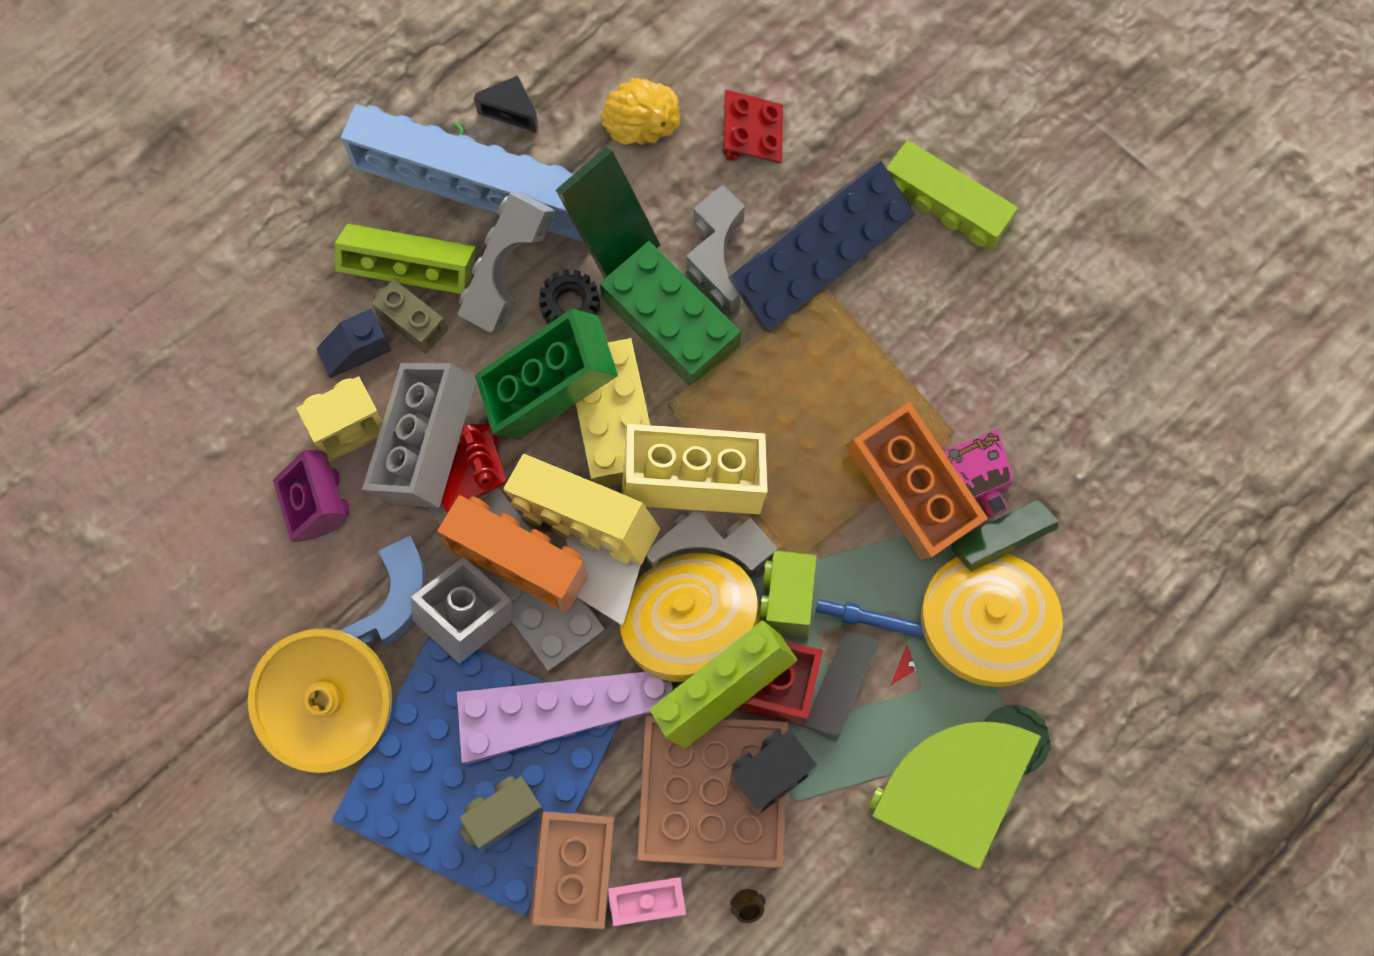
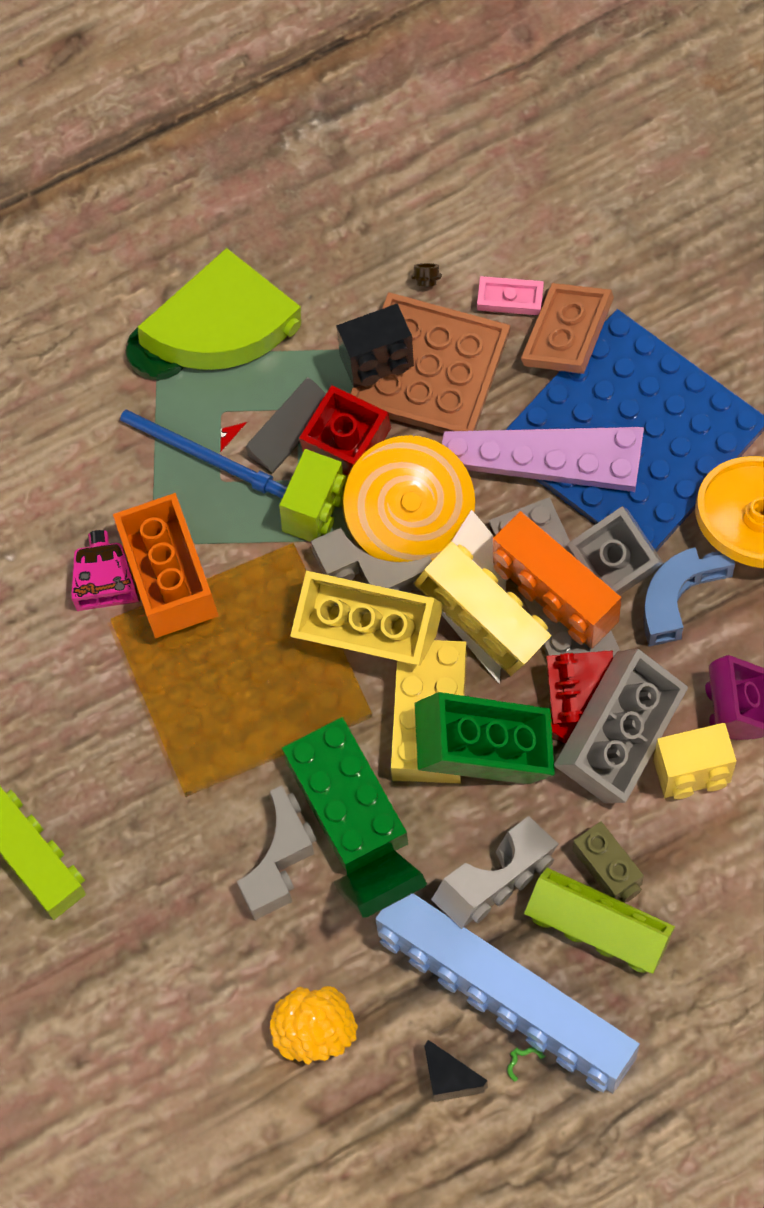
camera: 160 degrees left, 5 degrees down
(353, 344) = (670, 848): dark blue slope -> none
(499, 814) = (618, 377): olive brick -> none
(568, 283) = (441, 819): black tyre -> none
(723, 685) = (395, 418): lime brick -> none
(752, 127) = (200, 982): red hinge -> none
(821, 246) = (171, 823): dark blue plate -> none
(992, 621) = (139, 444): yellow dish -> none
(1004, 535) = (95, 511): tile -> none

